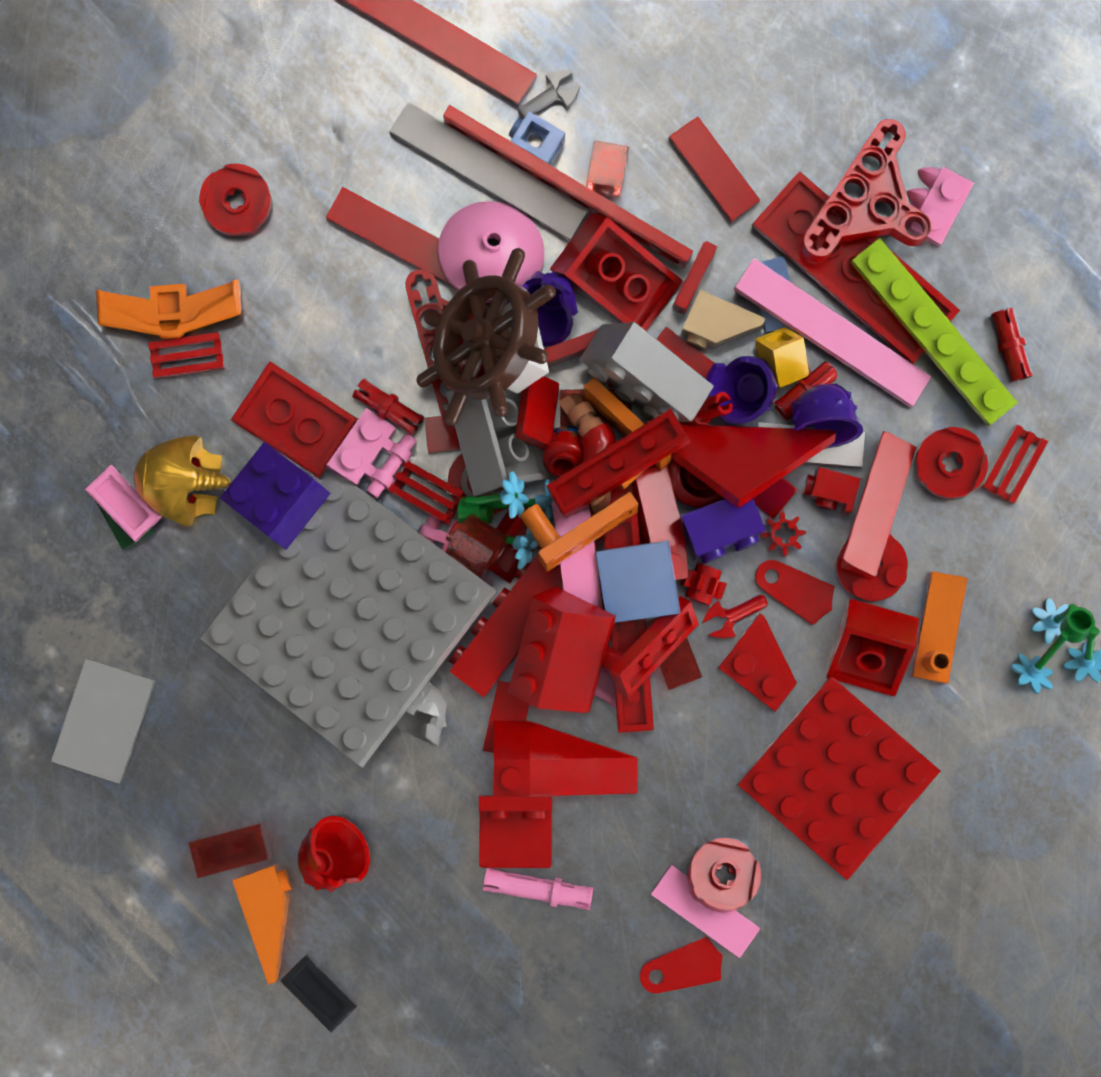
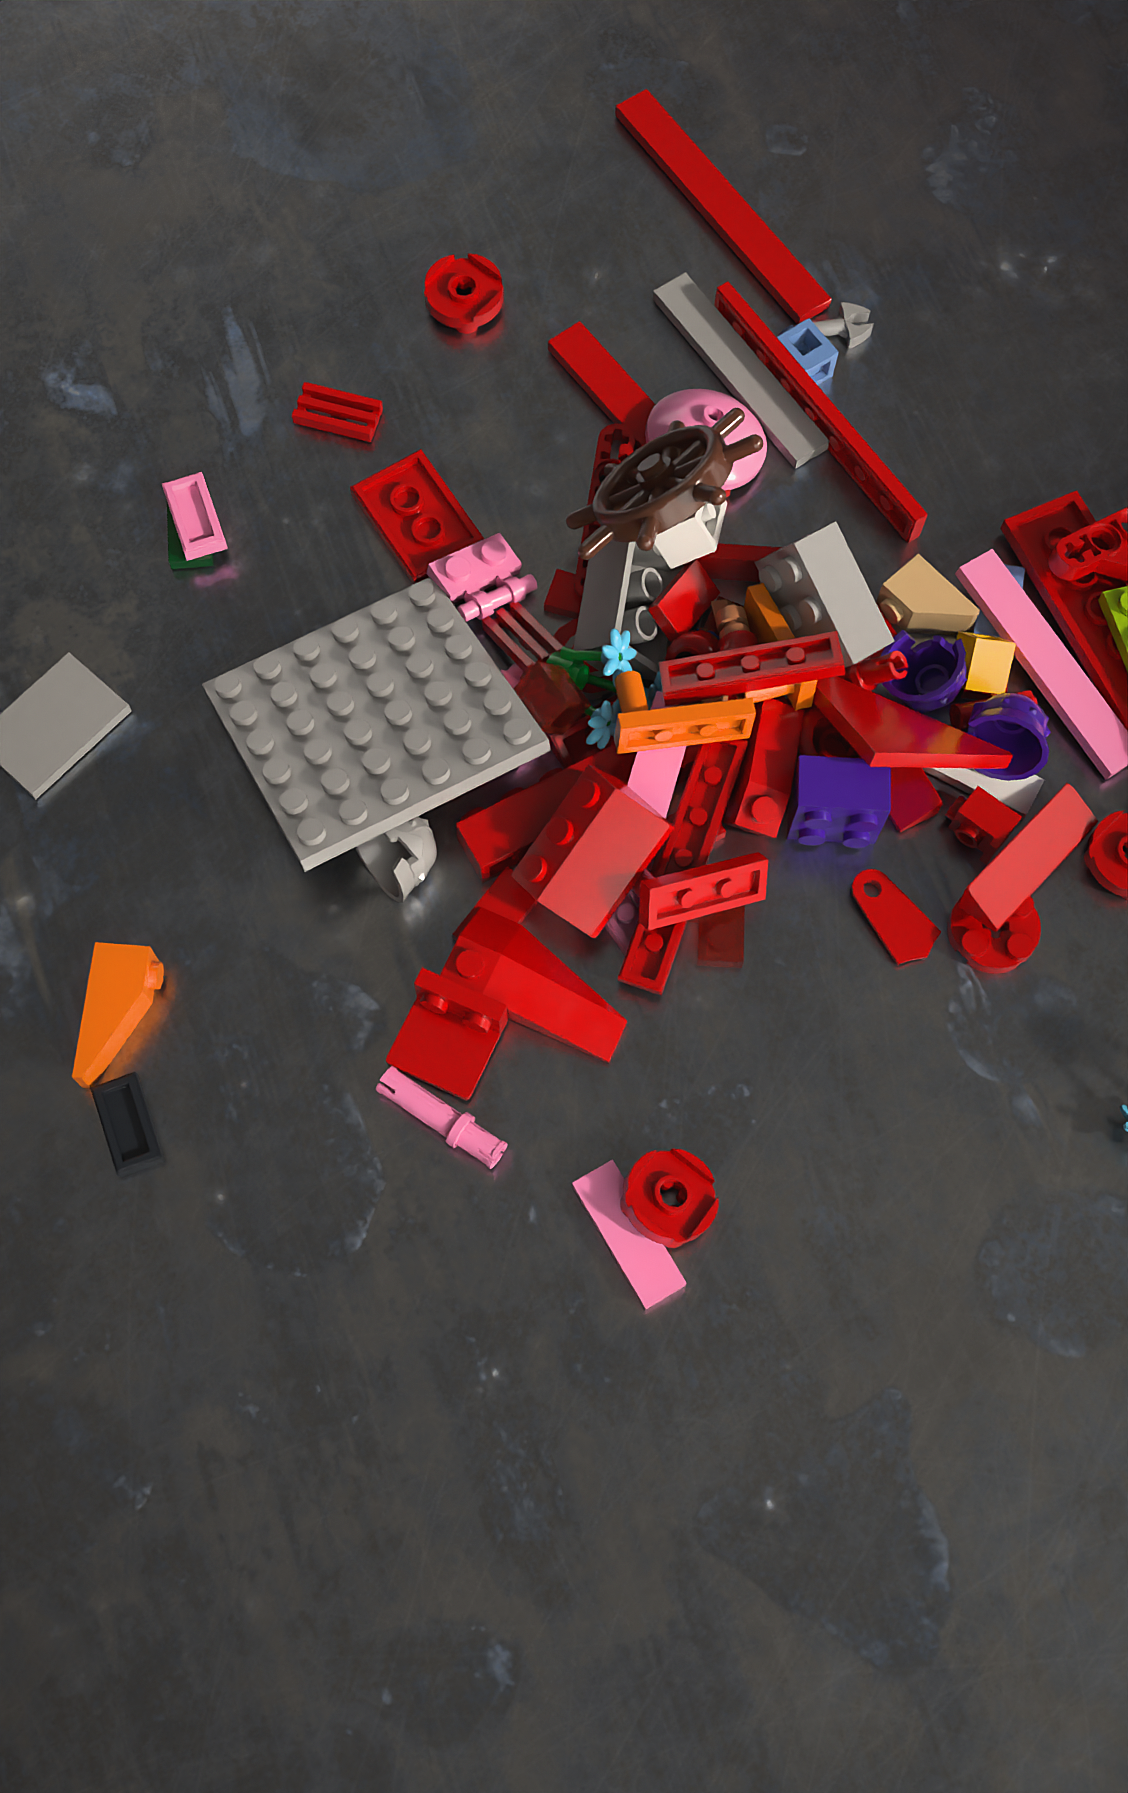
camera: 25 degrees right, 15 degrees down
(169, 309) = (344, 358): orange plate -> none
(174, 470) = (260, 495): pearl gold piece -> none
(231, 850) = (112, 910): clear red brick -> none
(275, 495) = (357, 568): dark purple brick -> none
(333, 854) = (223, 965): red helmet -> none
(388, 406) = (523, 541): red pin -> none
(557, 314) = (750, 505): dark purple helmet -> none
(607, 168) = (870, 405): clear red brick -> none
(616, 272) = (832, 488): red slope -> none
(638, 581) = (718, 808): medium blue tile -> none
(684, 967) = (572, 1291): red piece -> none
(694, 277) = (922, 542): red tile -> none
(703, 584) = (790, 859): red gear -> none
(714, 169) = (982, 460): red tile -> none
(733, 615) = (806, 913): red bar -> none
(760, 665) = (816, 981): red wing -> none
(789, 526) = (911, 835): red gear -> none
(838, 777) = (857, 1150): red plate -> none
(873, 647) = (959, 1015): red slope -> none
(939, 627) = (1048, 1030): orange piece -> none

